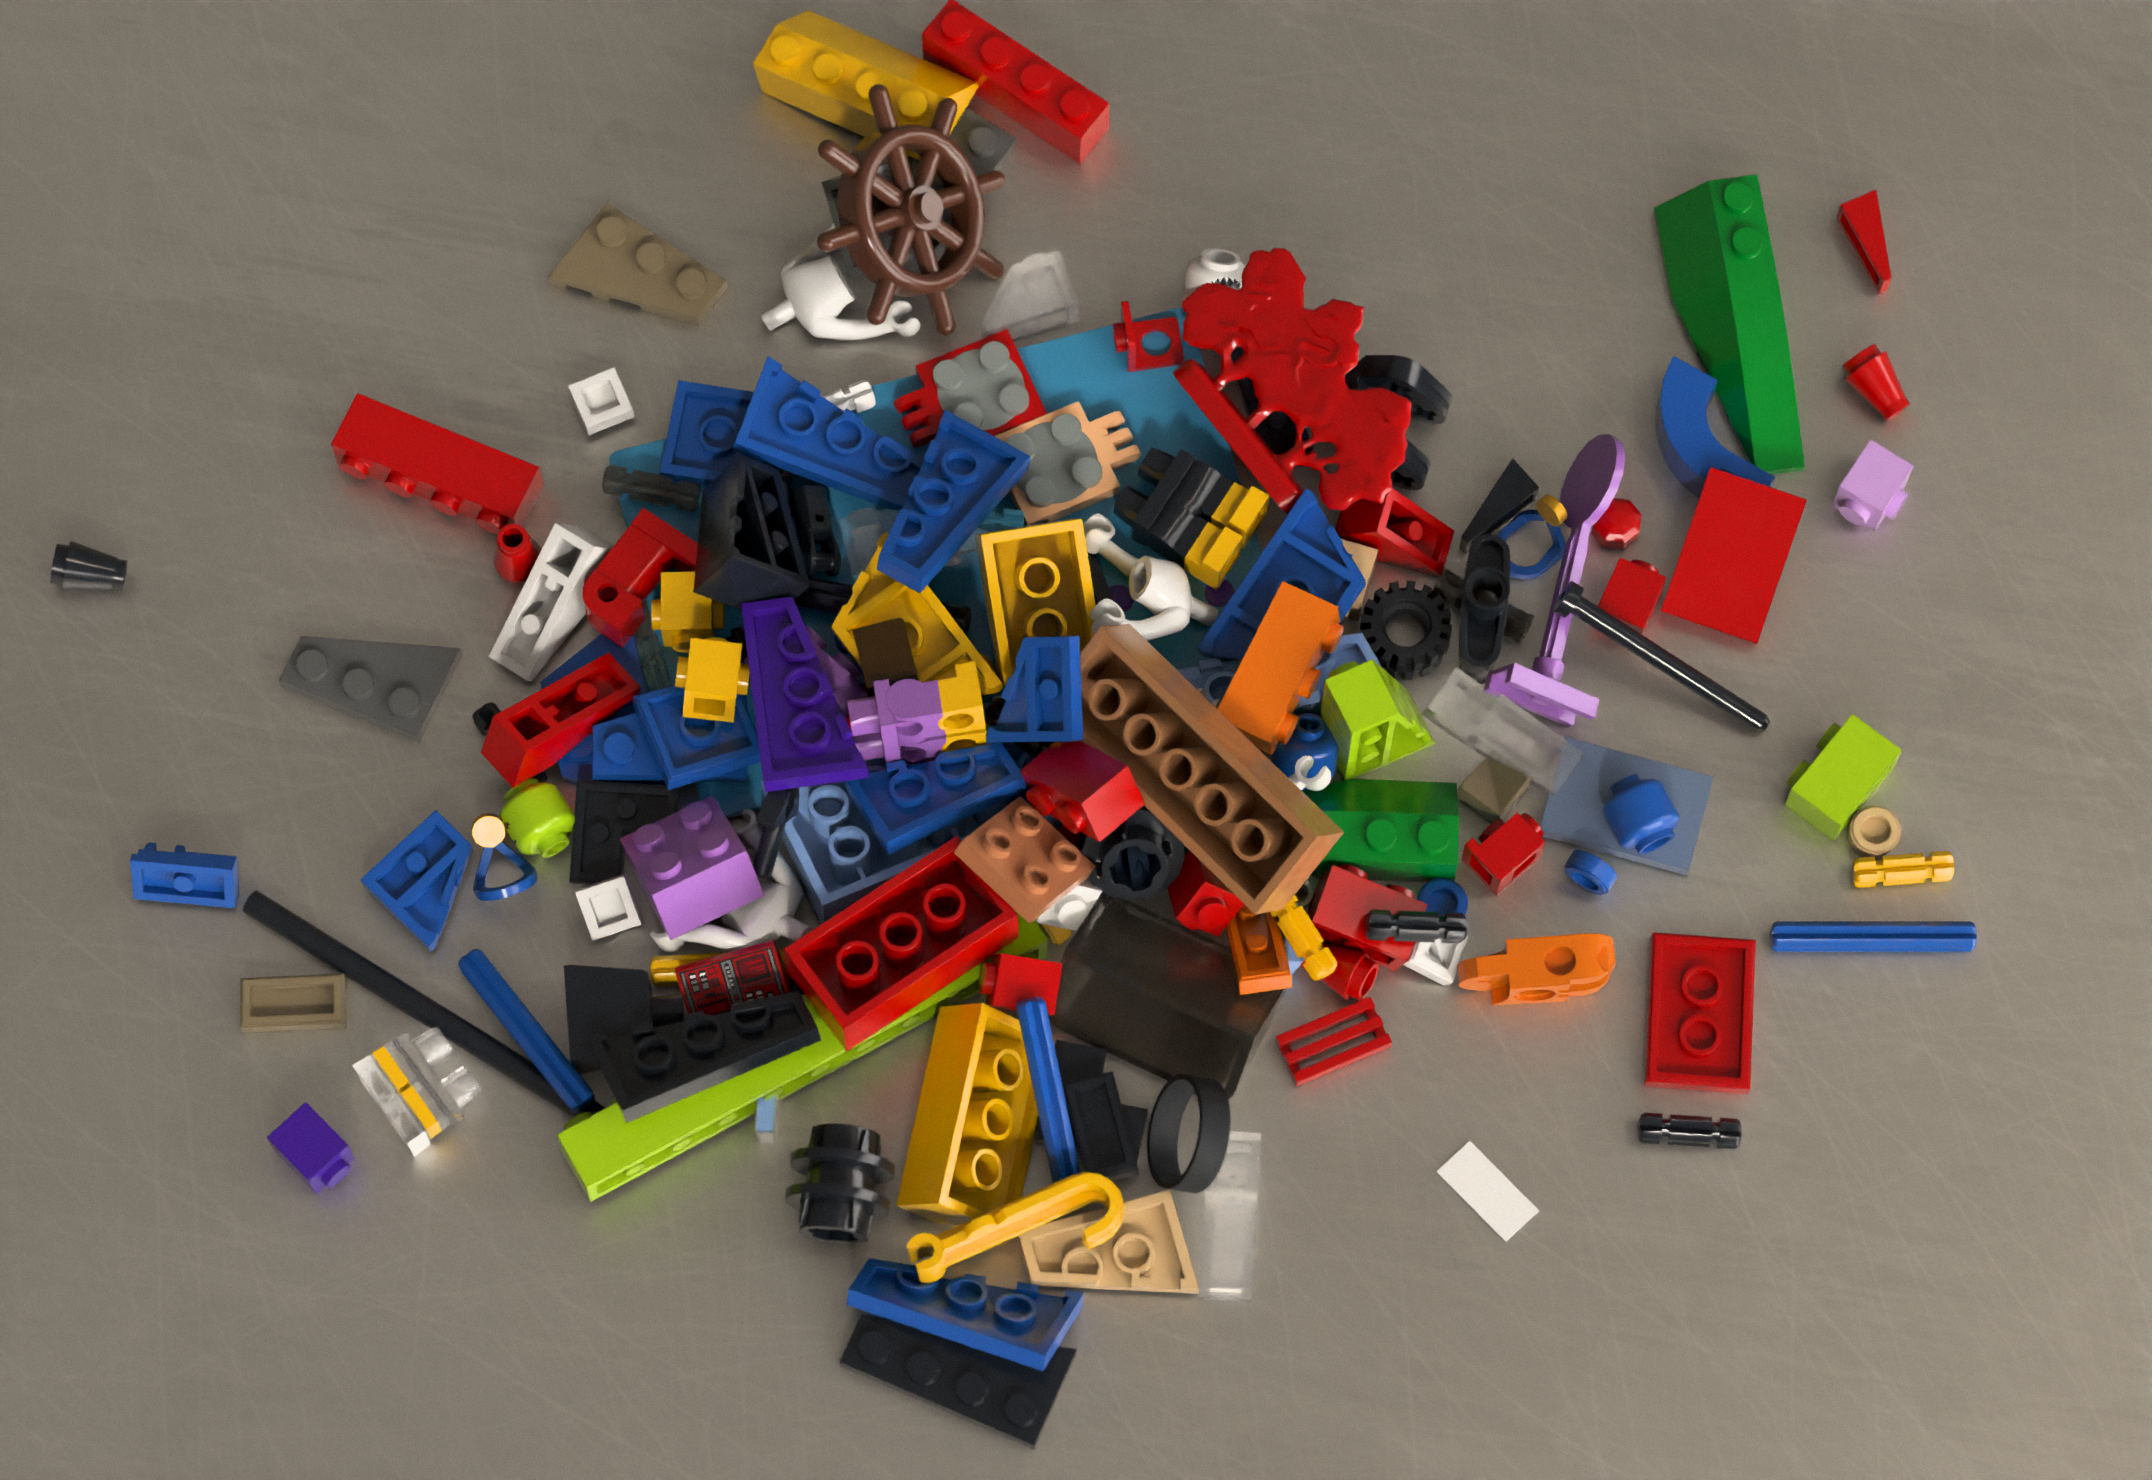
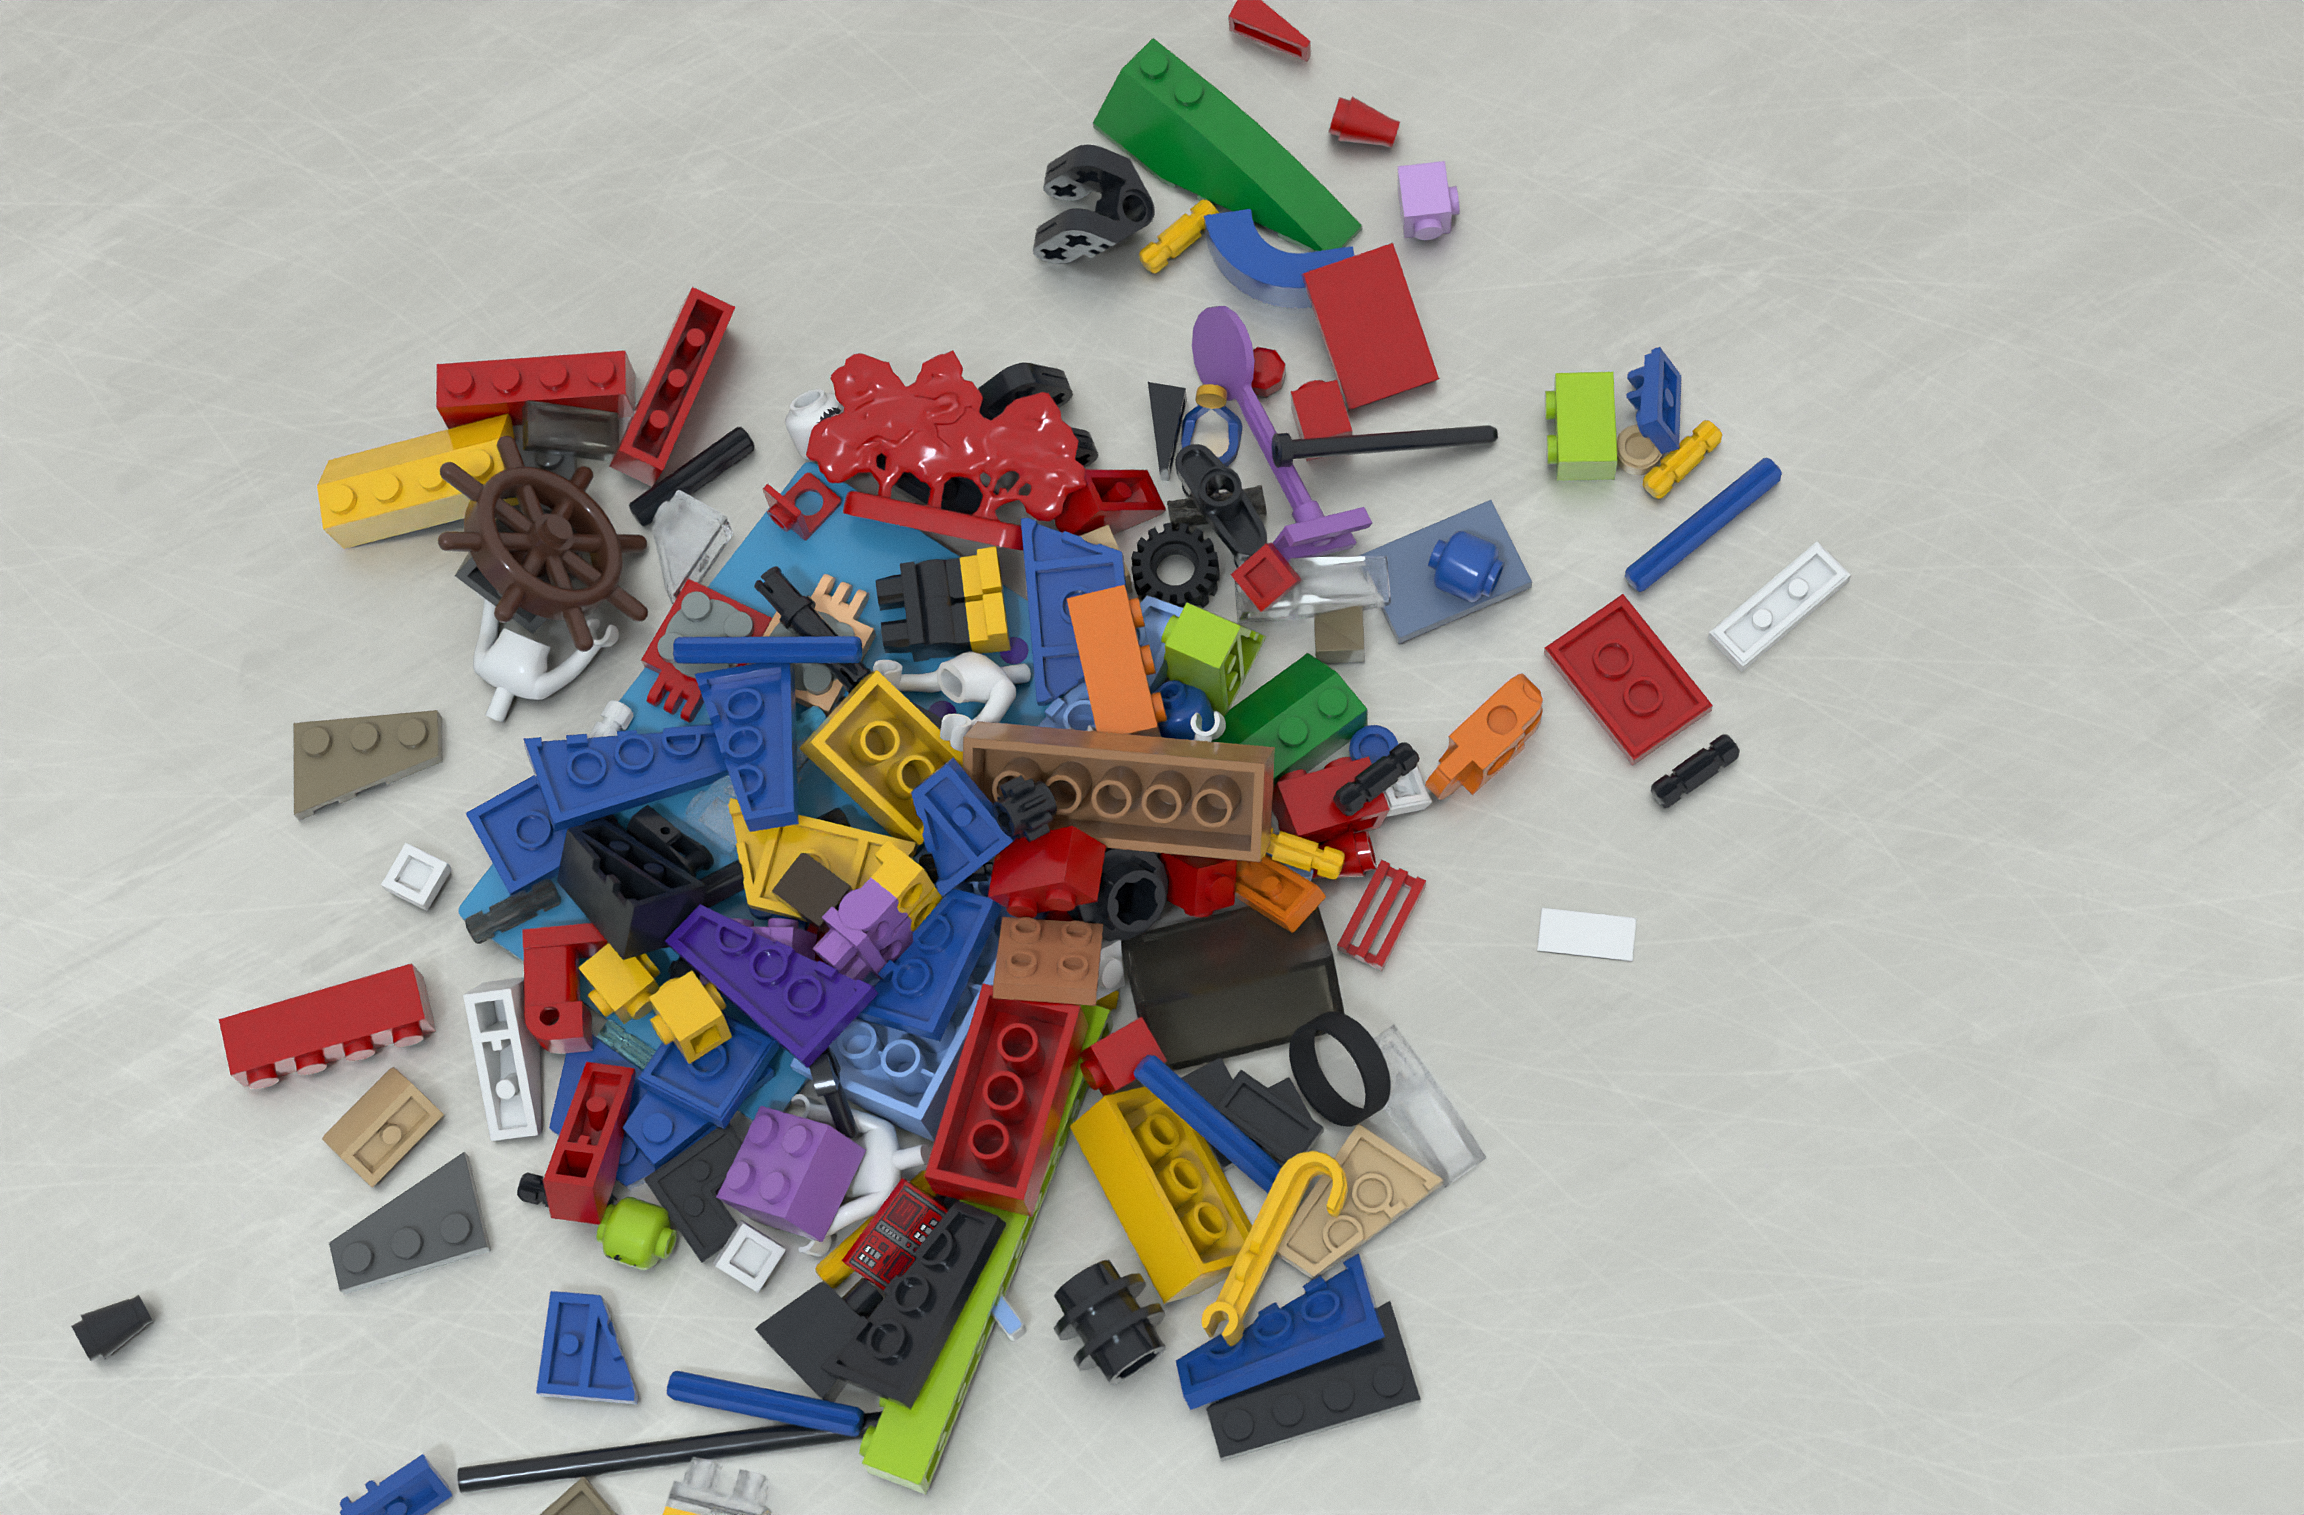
camera: 30 degrees left, 0 degrees up
(414, 578) = (382, 1126): none -> tan panel
(488, 833) = (607, 1275): blue piece -> none
(515, 553) = (448, 1045): red cone -> none
(1014, 135) = (570, 431): none -> clear smoke tile
(1016, 436) = (767, 649): none -> blue axle
(1067, 437) = (799, 614): none -> black pin
(1086, 247) = (693, 474): none -> black axle
(1101, 721) = (1025, 808): none -> black gear
(1124, 162) = (672, 387): none -> red brick
(1467, 693) = (1266, 577): none -> red tile
(1505, 851) = (1387, 673): red brick -> none
(1590, 872) = (1463, 639): blue tile -> none
(1598, 242) = (1117, 215): none -> black piece
(1641, 357) = (1176, 237): none -> yellow axle
(1878, 1053) = (1779, 606): none -> white tile
(1922, 804) = (1657, 400): none -> blue plate

